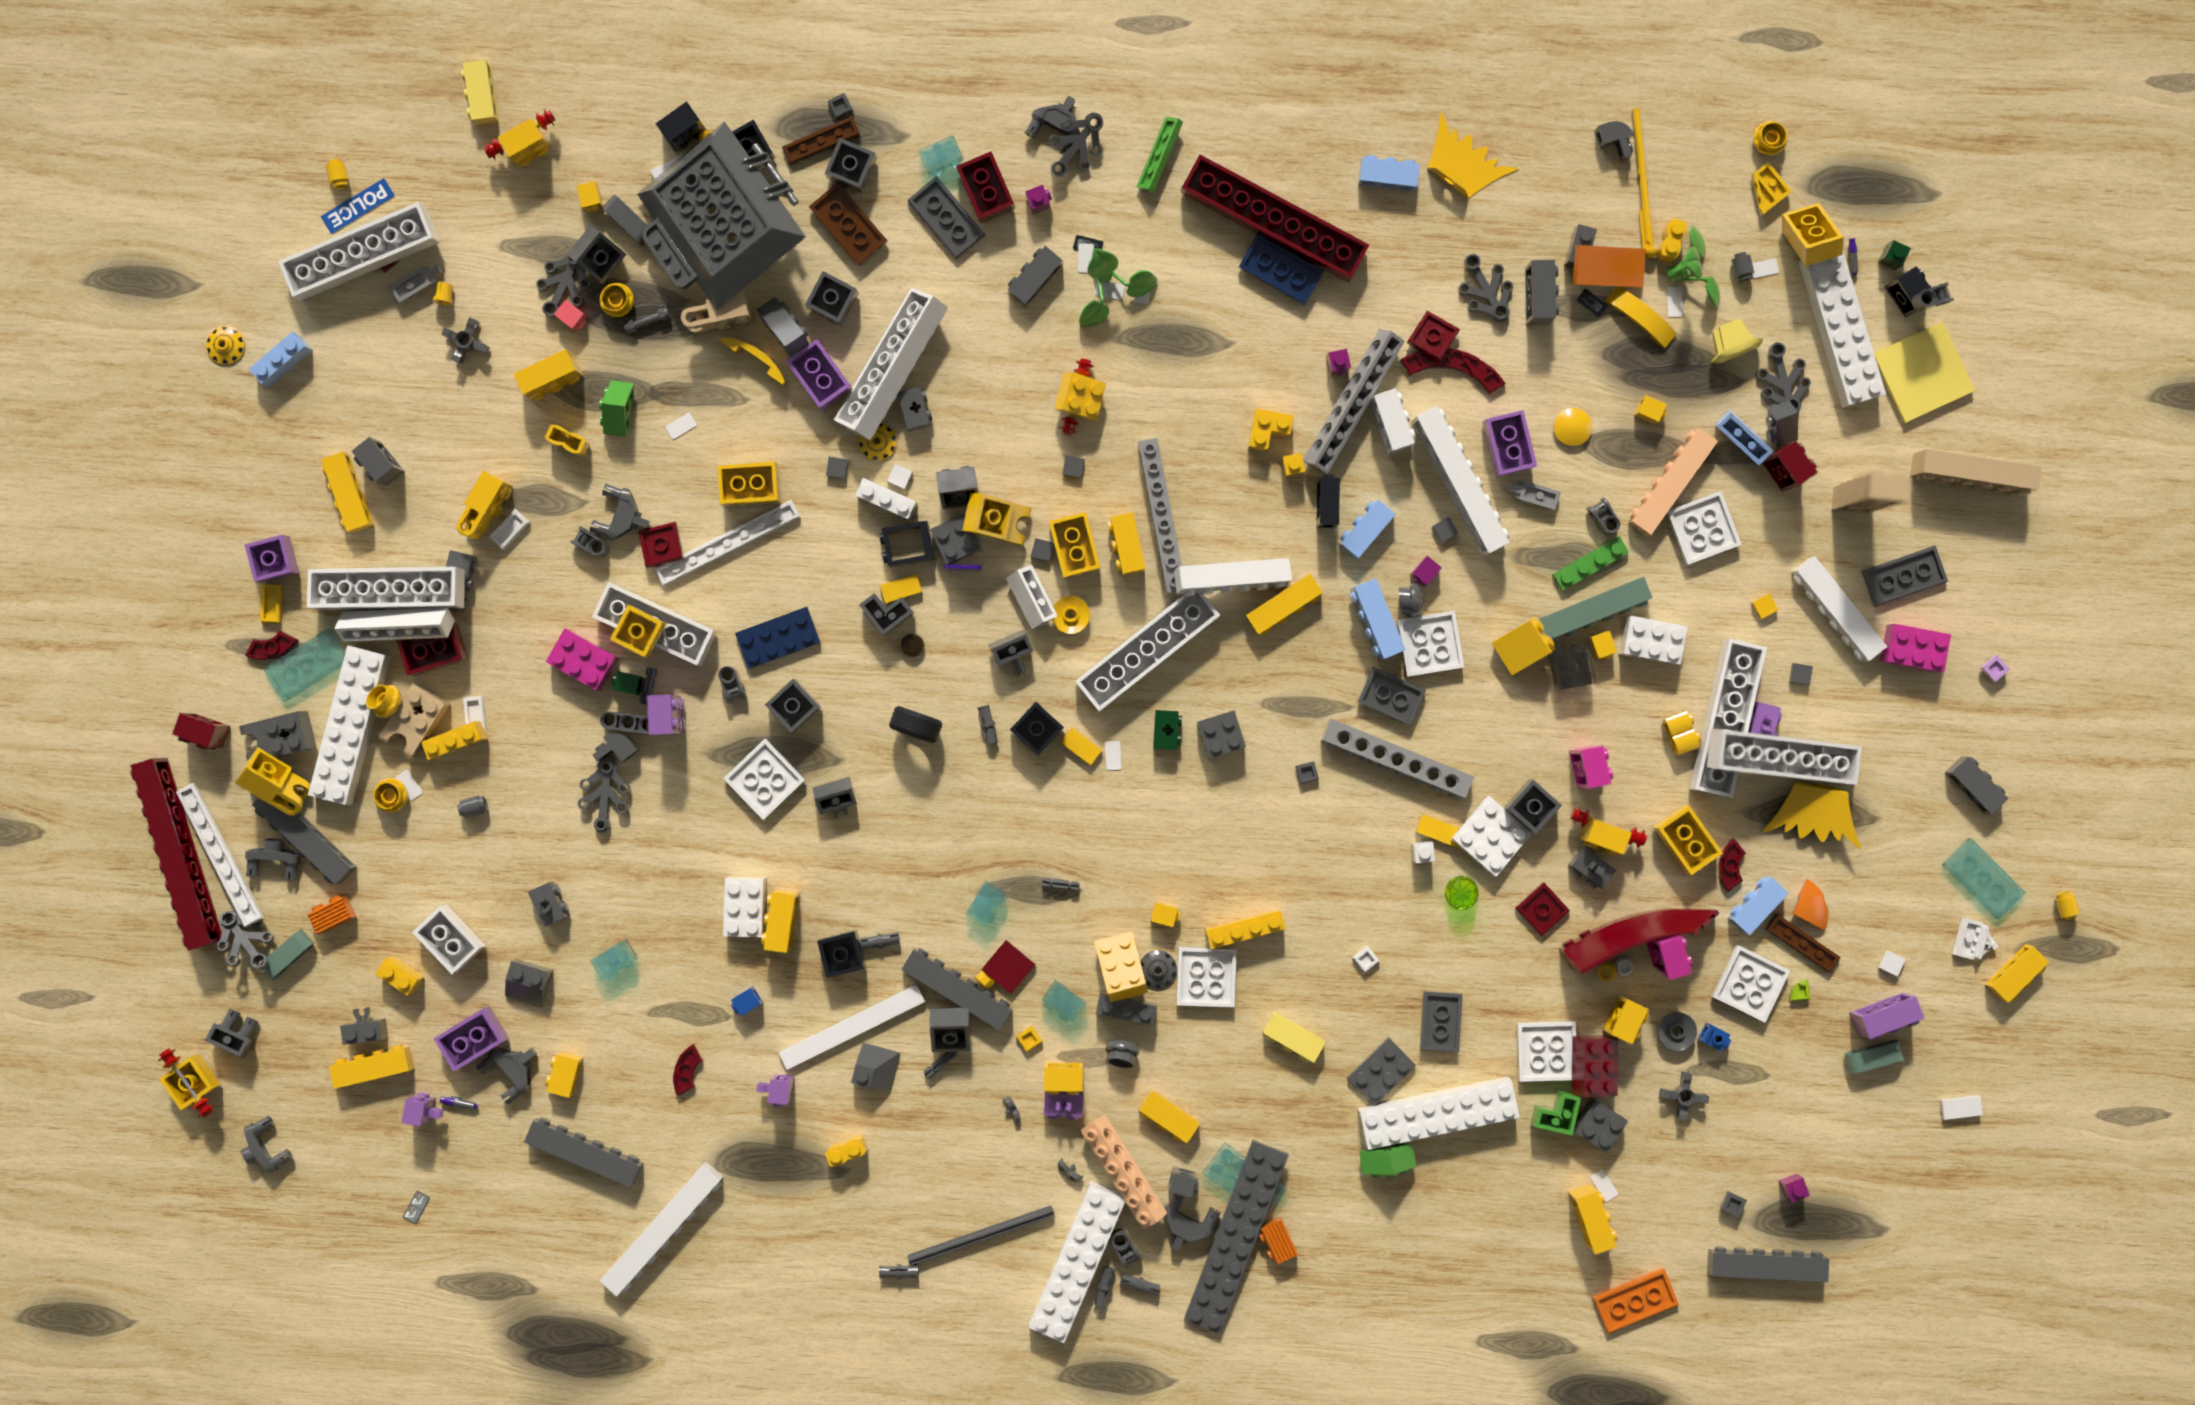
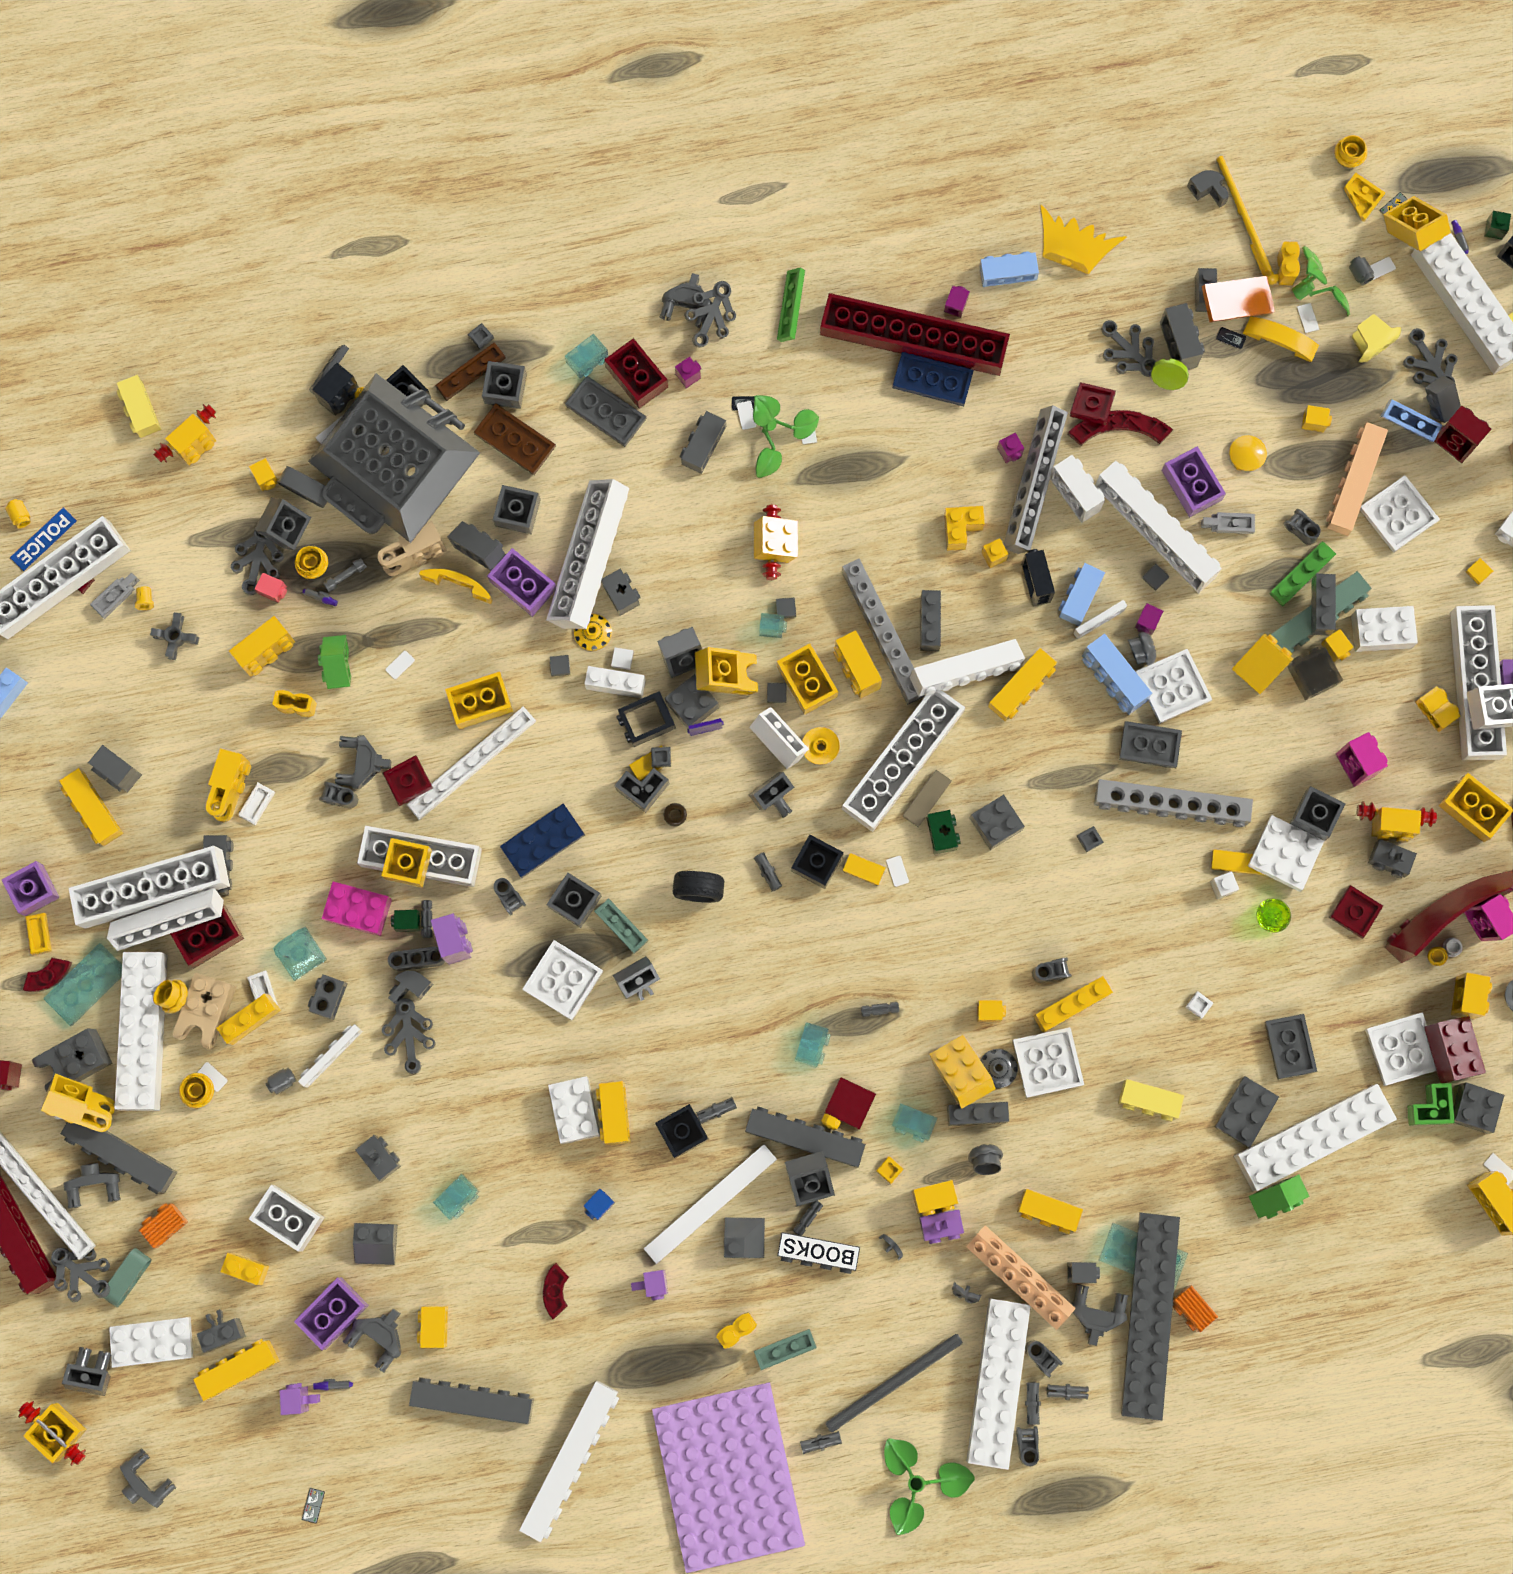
camera: 10 degrees left, 10 degrees down
(298, 1020) = (151, 1342): none -> white plate
(518, 687) = (299, 953): none -> clear light blue slope
(518, 798) = (324, 1061): none -> white plate
(539, 741) = (332, 998): none -> dark grey brick
(618, 336) = (321, 596): none -> dark grey piece
(685, 96) = (337, 357): none -> dark grey tile
(805, 1280) = (728, 1477): none -> lavender plate
(833, 741) = (621, 926): none -> sand green plate
(887, 1179) = (785, 1349): none -> sand green plate
(912, 586) = (661, 757): none -> dark grey tile
(942, 1098) = (818, 1251): none -> brick
(958, 1353) = (900, 1457): none -> bright green plant
(1055, 482) = (772, 625): none -> clear light blue brick
(1089, 1321) = (1028, 1444): none -> dark grey piece
(1111, 290) = (778, 438): white sticker -> none
(1160, 692) = (927, 798): none -> dark tan tile
(1211, 517) = (930, 620): none -> dark grey brick
(1236, 891) = (1055, 970): none -> dark grey piece
(1327, 193) = (956, 301): none -> magenta brick
(1378, 559) = (1100, 619): none -> white tile
(1518, 327) = (1170, 374): none -> lime tile
(1599, 603) = (1323, 604): none -> dark grey brick
(1798, 203) = (1398, 199): none -> light grey sticker

